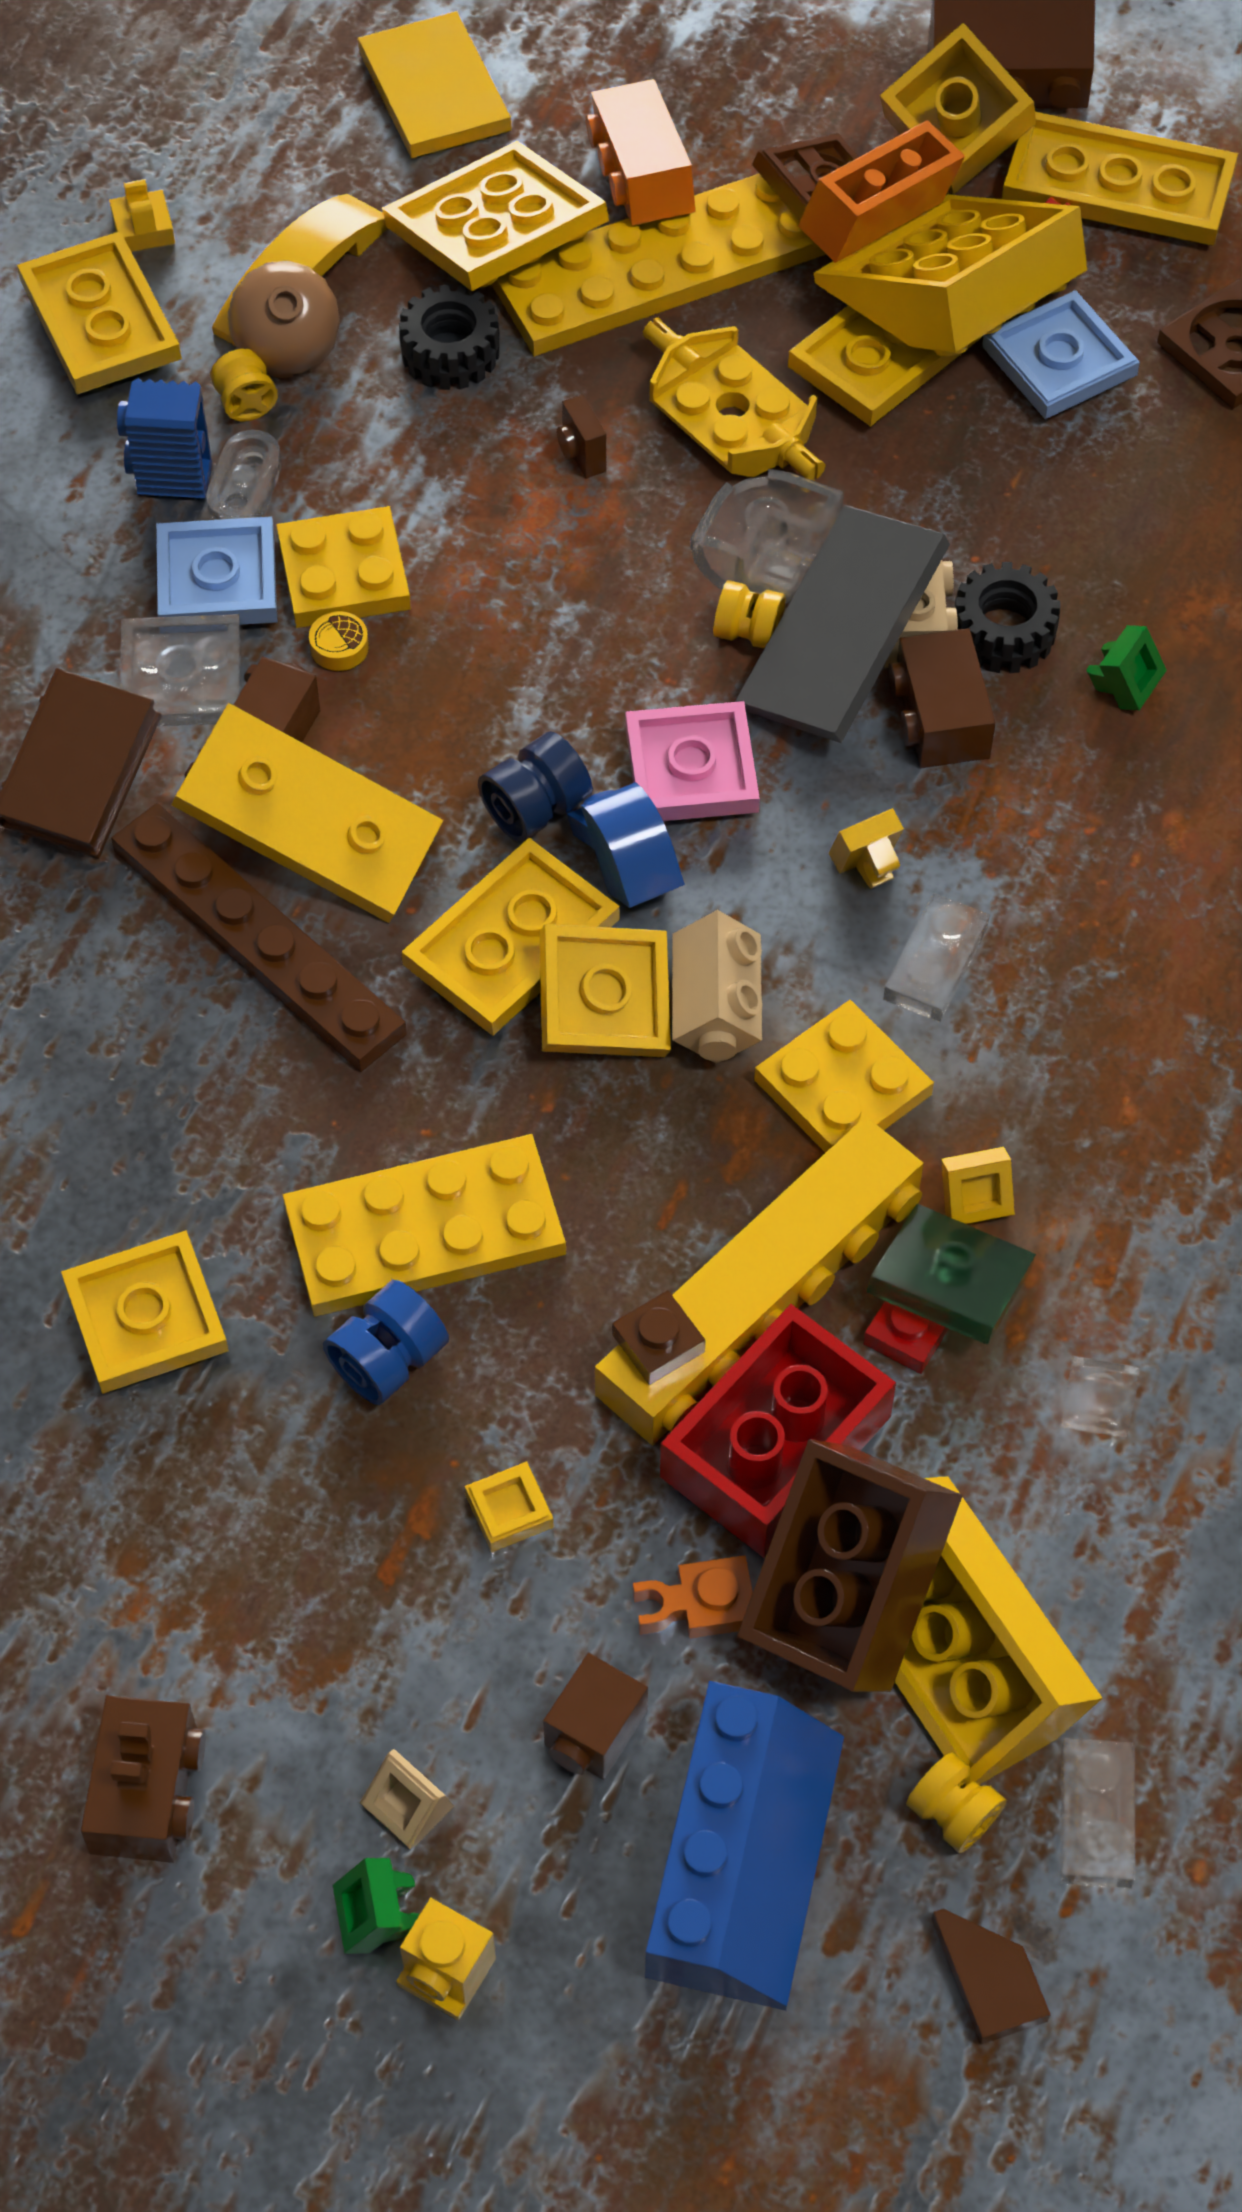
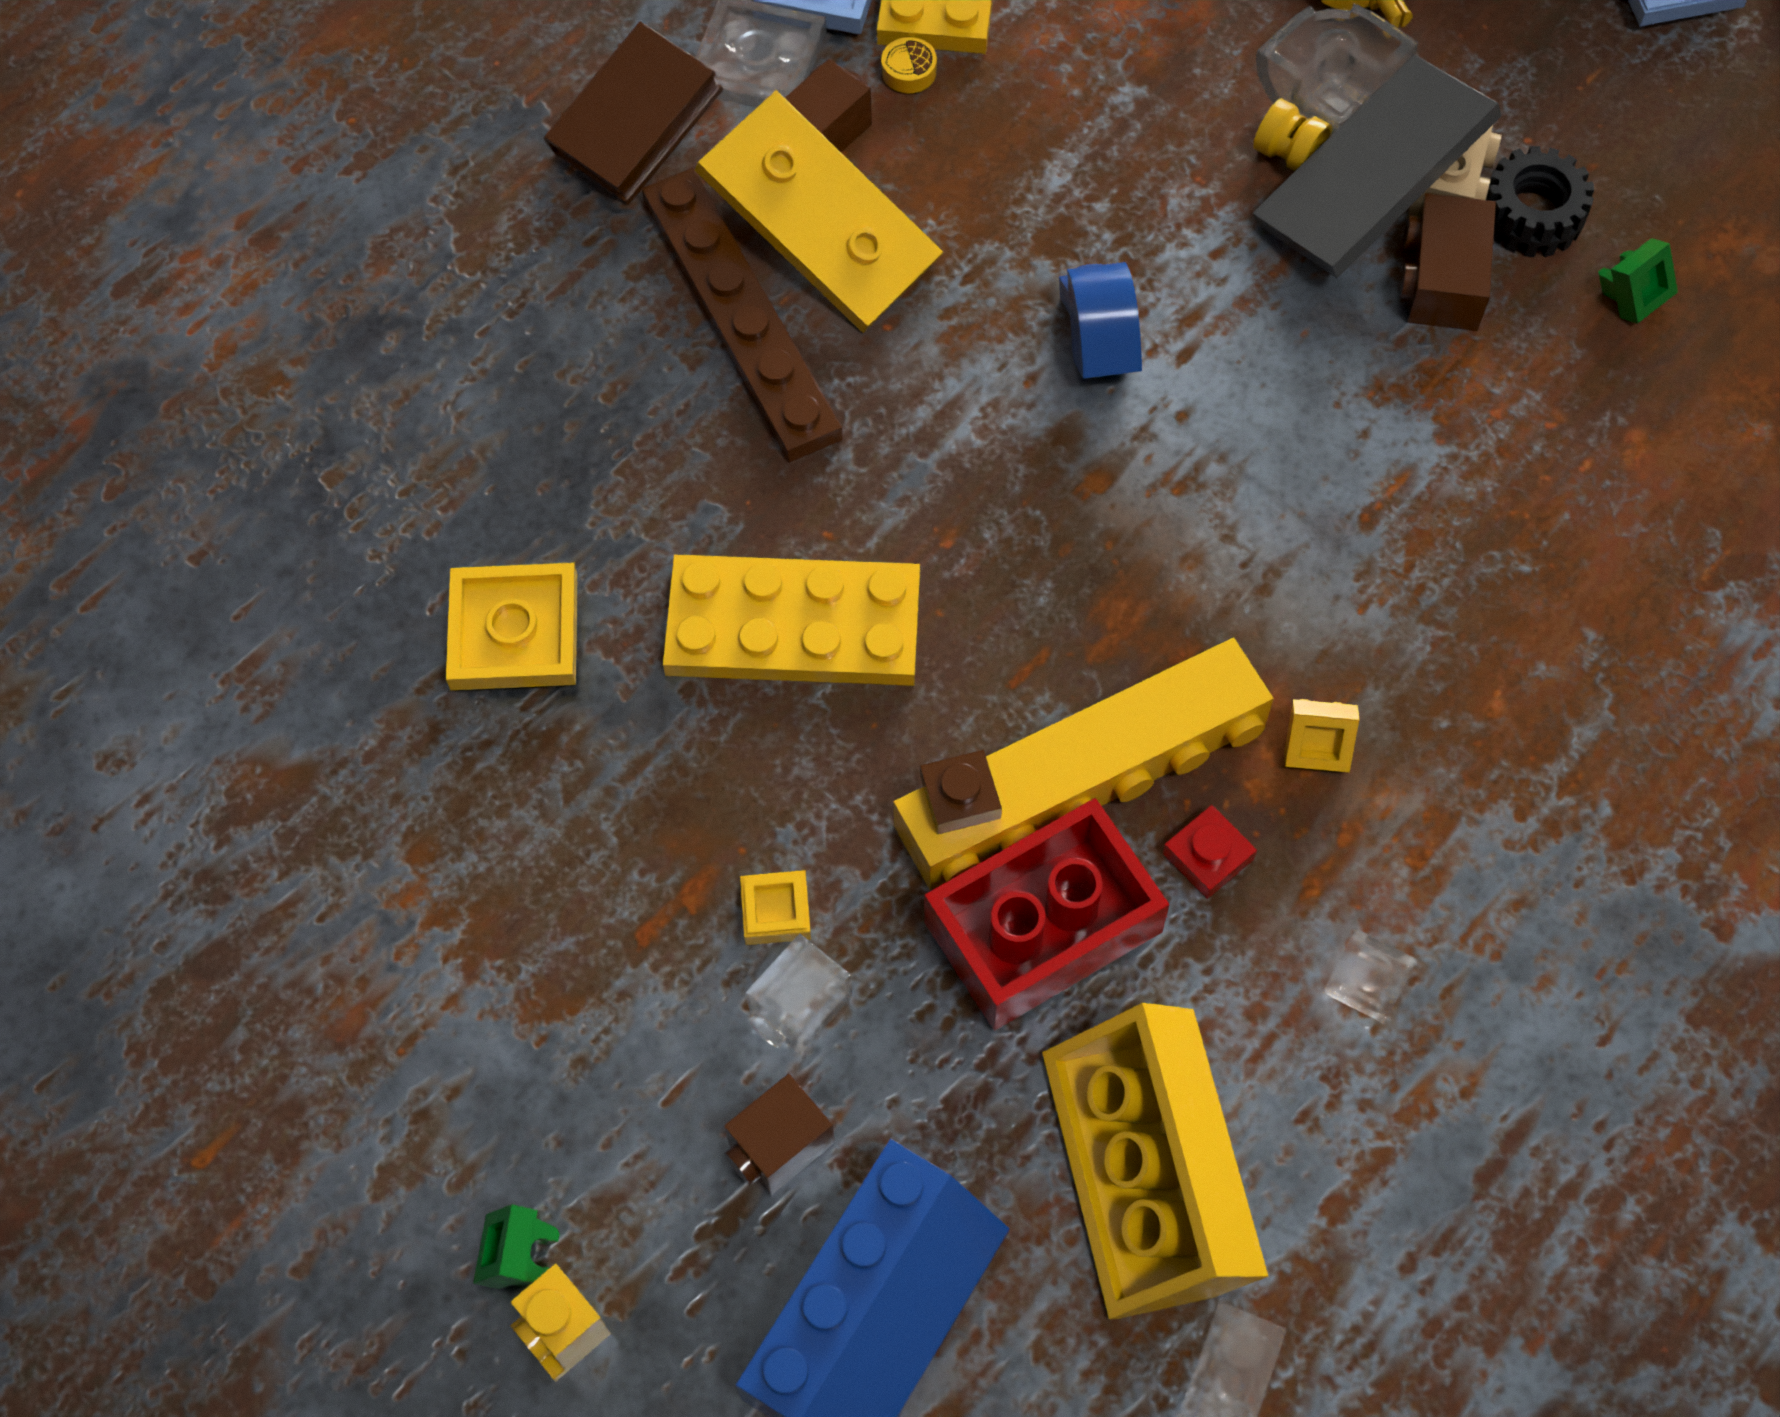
camera: 20 degrees right, 5 degrees up
(141, 1779) = (348, 1059): reddish brown brick -> none
(394, 1334) = (734, 708): blue wheel -> none
(405, 1800) = (581, 1155): tan slope -> none
(488, 943) = (966, 375): yellow plate -> none
(541, 783) = (1044, 240): dark blue wheel -> none
(565, 1580) = (798, 995): none -> clear brick
(604, 990) = (1032, 449): yellow plate -> none
(694, 760) = (1192, 258): bright pink plate -> none
(708, 1596) = (930, 1054): orange plate -> none
(716, 987) = (1137, 475): tan brick -> none
(841, 1075) = (1230, 591): yellow plate -> none
(849, 1566) = (1060, 1071): reddish brown brick -> none
(869, 848) = (1330, 383): yellow tile -> none
(936, 957) = (1359, 504): clear plate -> none
(951, 1273) = (1266, 812): clear green plate -> none
(956, 1802) = (1091, 1331): yellow wheel -> none

